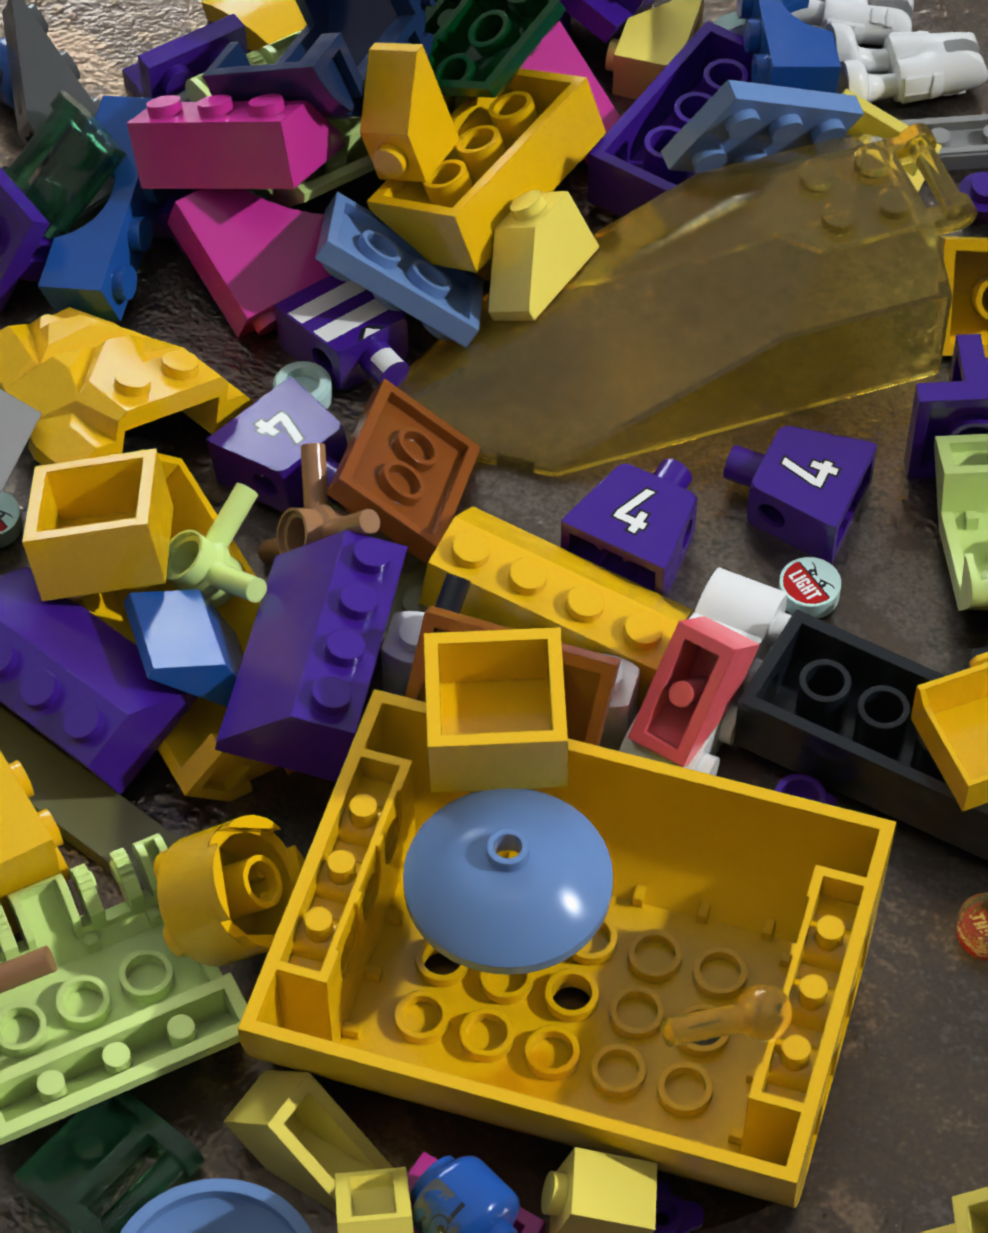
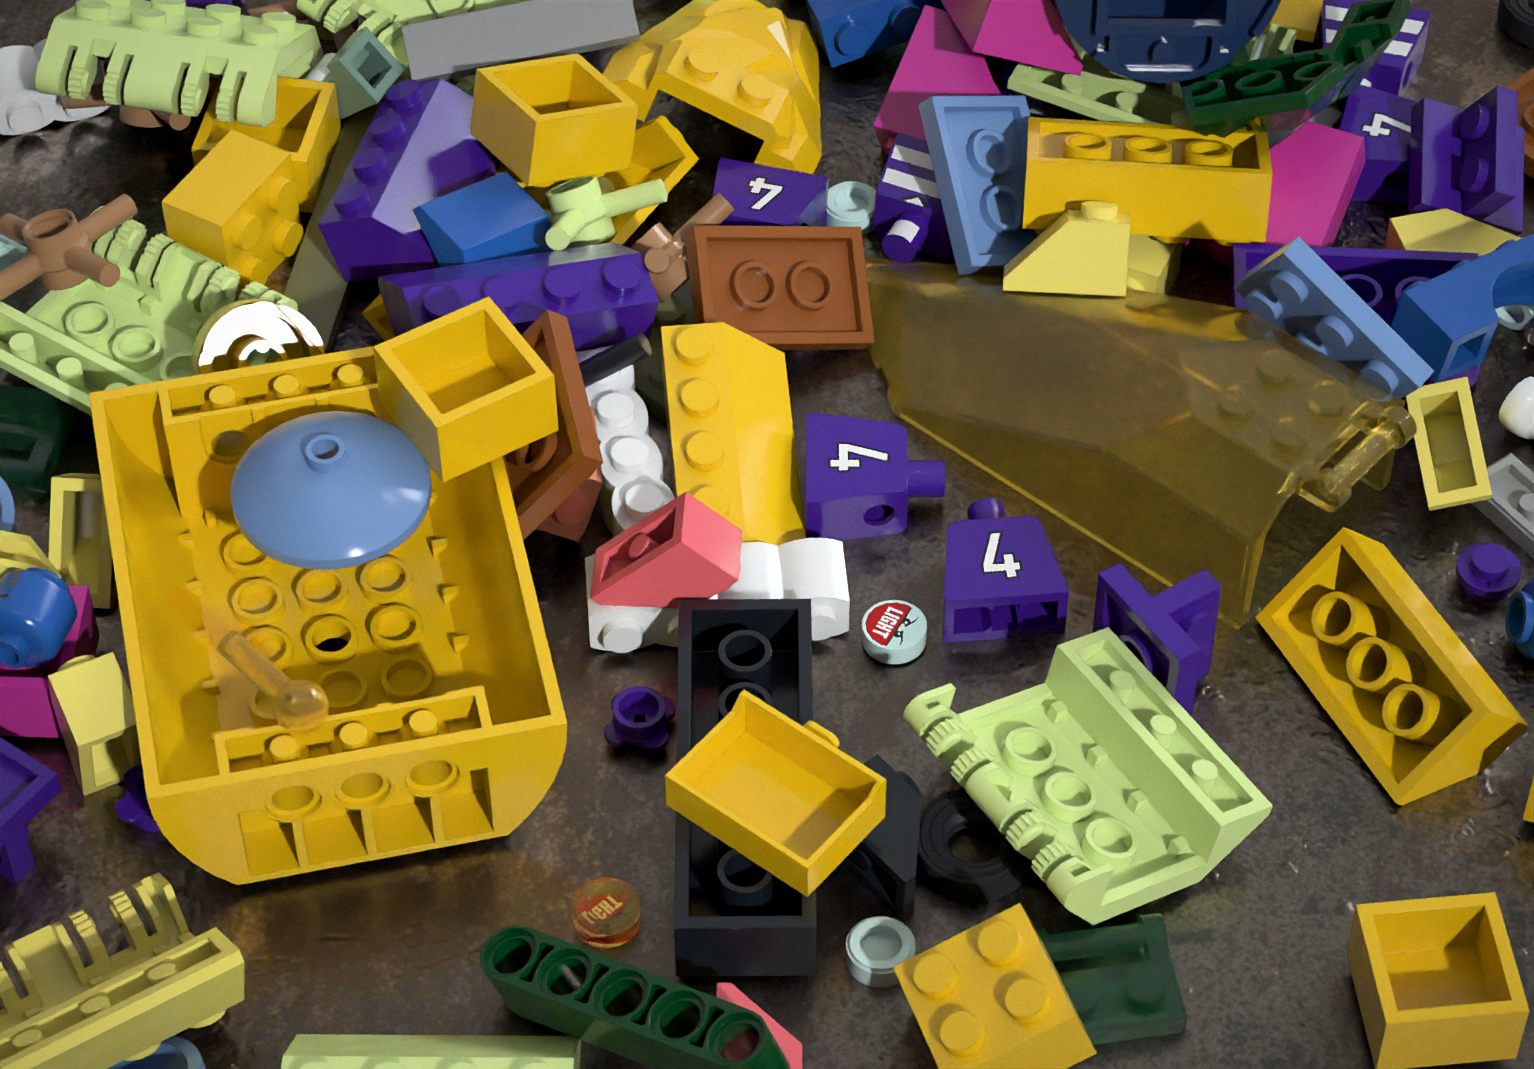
camera: 60 degrees right, 5 degrees down
(404, 114) = (1108, 79): yellow slope -> none

